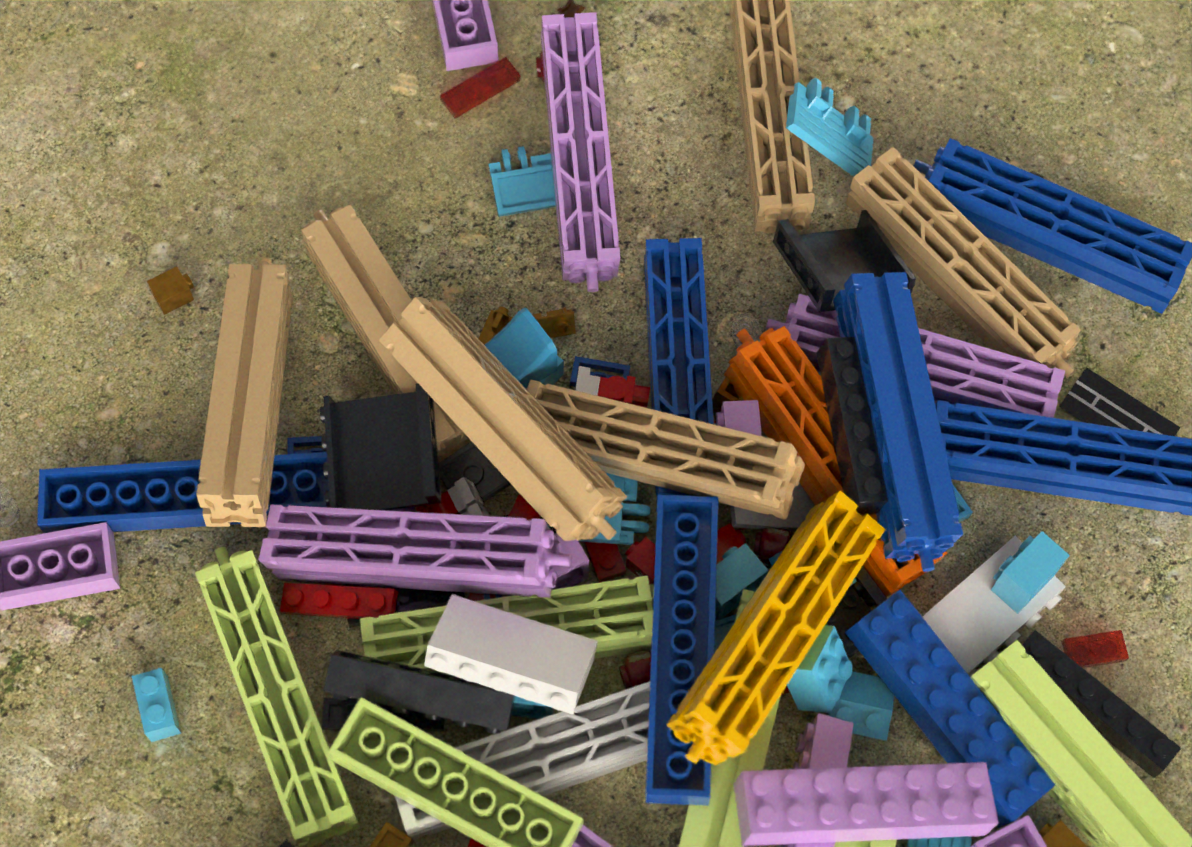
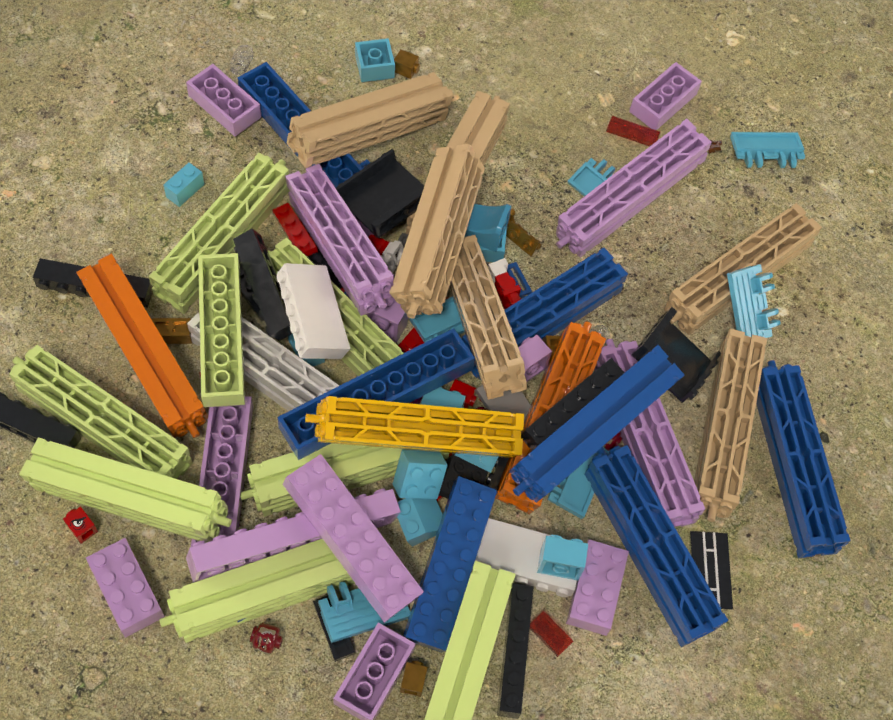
camera: 50 degrees right, 5 degrees down
(137, 325) = (374, 60): none -> medium azure brick
(1092, 571) = (598, 588): none -> lavender brick

